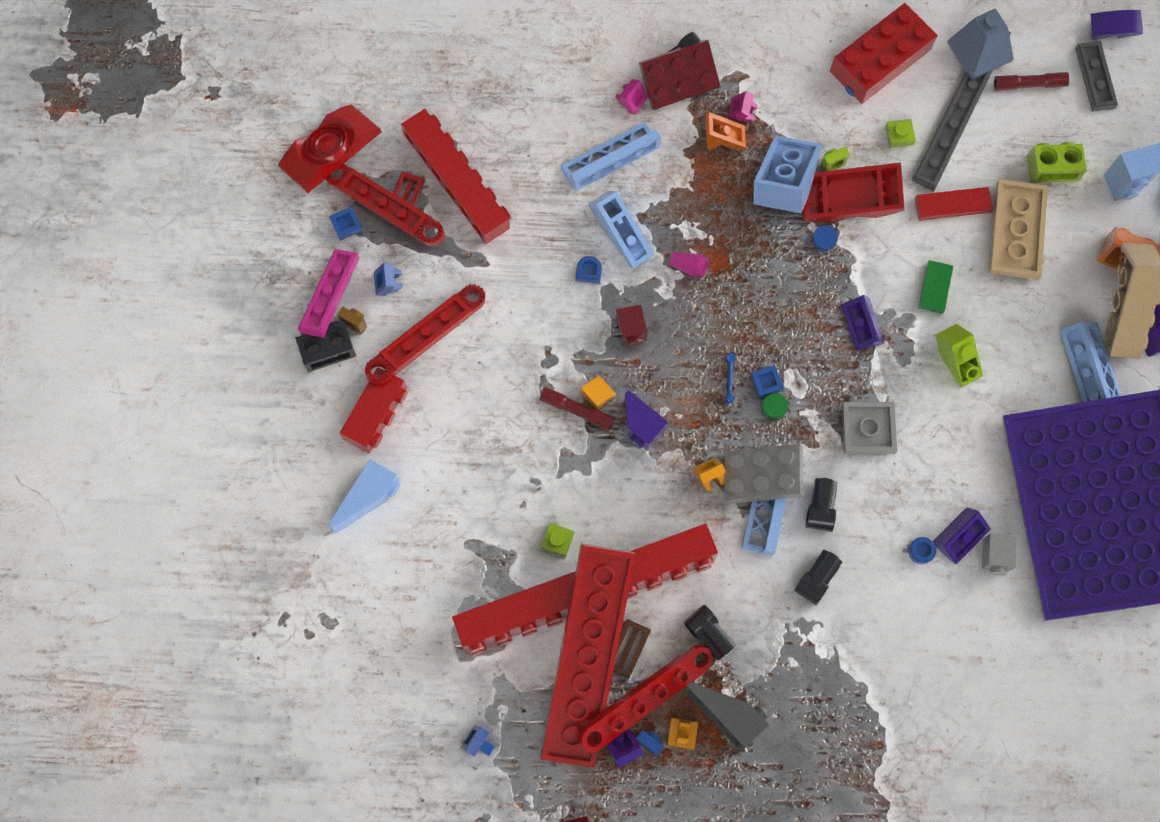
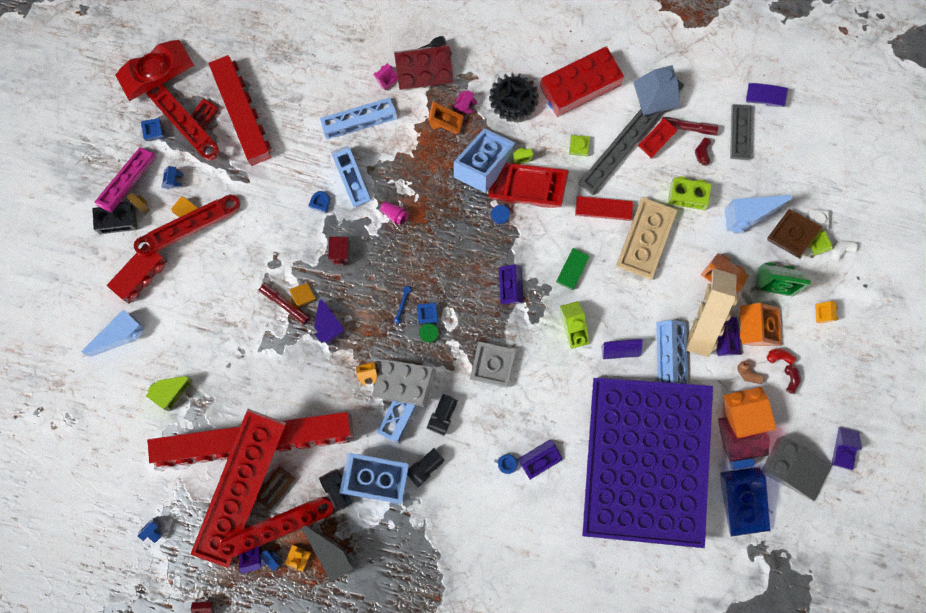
camera: 15 degrees right, 5 degrees up
(412, 314) = (183, 207): none -> light orange slope
(454, 553) = (168, 391): none -> lime slope
(557, 540) = (245, 397): lime plate -> none
(759, 604) = (374, 478): none -> light blue brick
(801, 99) = (526, 90): none -> black gear
(997, 103) = (657, 138): none -> red plate
(999, 553) = (562, 480): light grey brick -> none
(1027, 372) = (622, 349): none -> dark purple slope
(1056, 110) = (701, 152): none -> dark red arm

